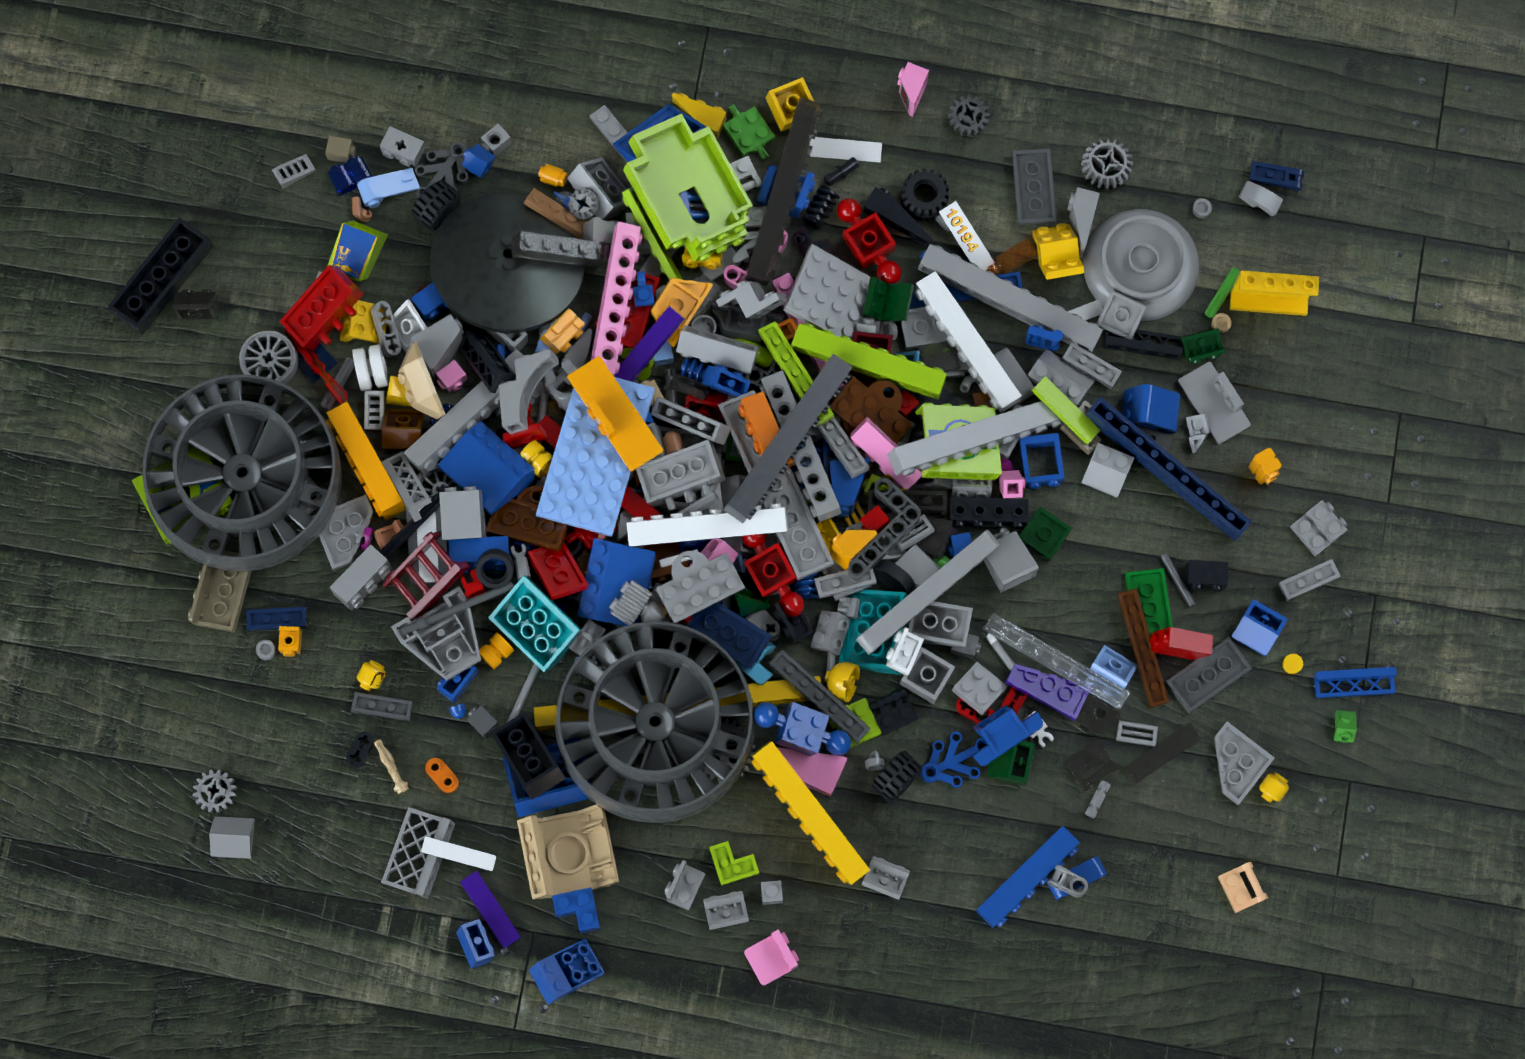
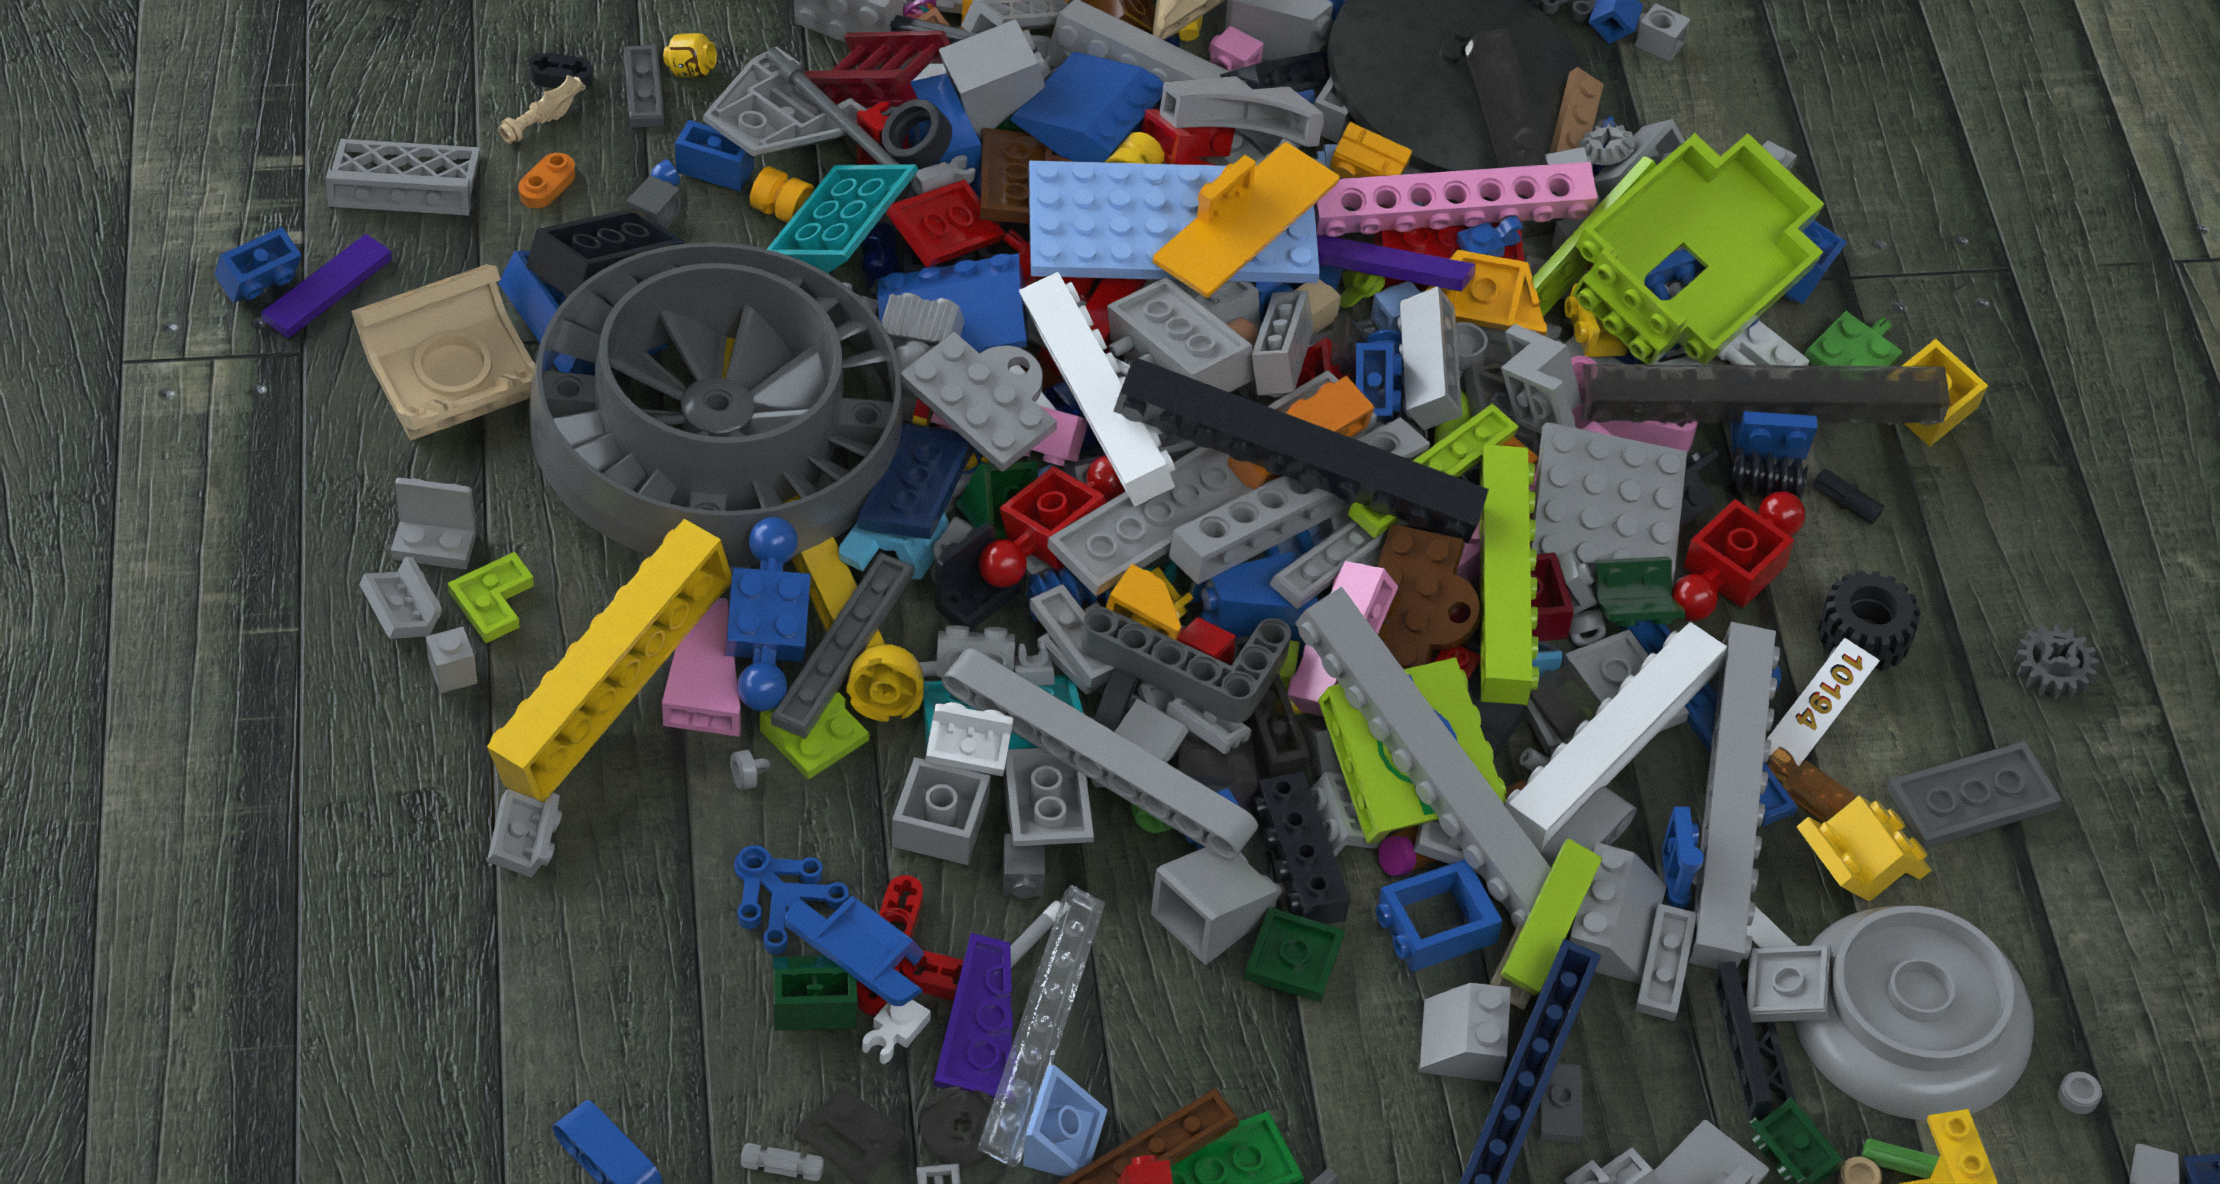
camera: 70 degrees right, 25 degrees down
(458, 853) = (412, 215): white sticker -> none
(553, 175) = (1638, 109): light orange brick -> none
(566, 971) = (237, 400): blue slope -> none
(580, 903) = (357, 396): blue brick -> none
(705, 114) = (1848, 281): yellow slope -> none
(771, 957) = (329, 689): bright pink bracket -> none
(846, 149) = (1891, 489): white sticker -> none
(895, 215) = (1813, 571): black slope -> none
(896, 717) = (847, 793): black plate -> none
(896, 776) = (723, 792): black tyre -> none
(912, 85) = (2060, 556): bright pink slope -> none
(979, 688) = (944, 906): light grey plate -> none
(1011, 484) = (1368, 867): bright pink brick -> none
(1027, 877) = (587, 1068): blue brick -> none
(1067, 881) = (588, 1116): light grey piece -> none
(1082, 208) = (1950, 873): light grey slope -> none
(1114, 166) = (2078, 908): light grey gear -> none
(1152, 407) = (1625, 1083): blue piece -> none

